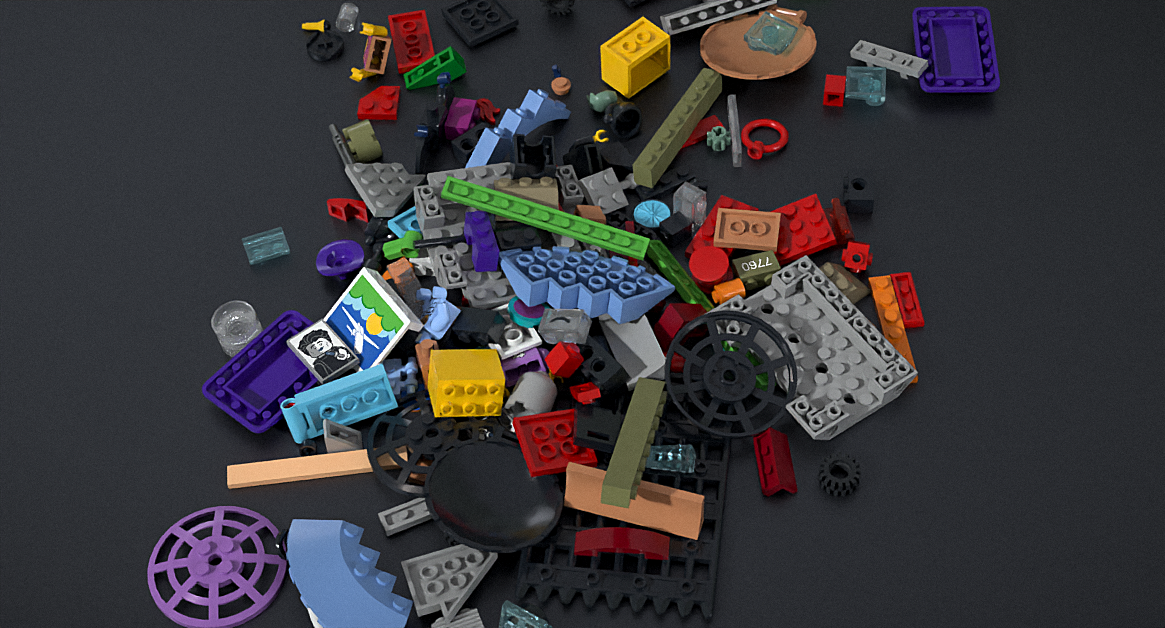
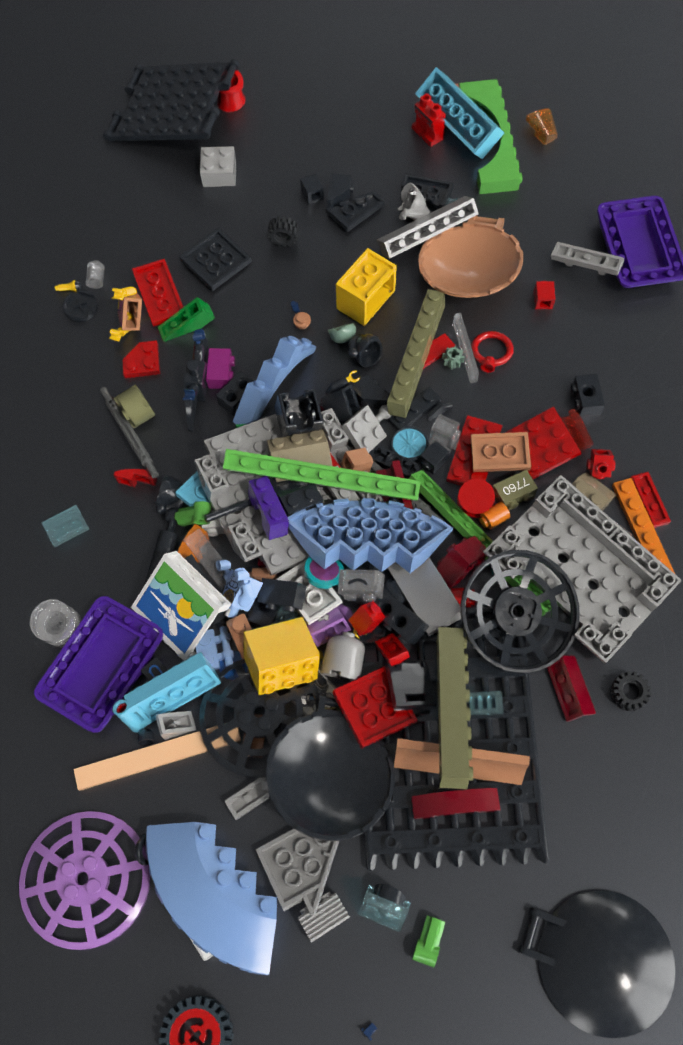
camera: 10 degrees left, 15 degrees up
(322, 352) = (140, 639): tile -> none
(340, 258) = (137, 531): dark purple hat -> none
(383, 186) = (163, 453): light grey wing -> none
(487, 110) = (240, 354): red piece -> none
(770, 34) = (479, 247): clear light blue slope -> none
(866, 84) = (572, 286): clear light blue slope -> none

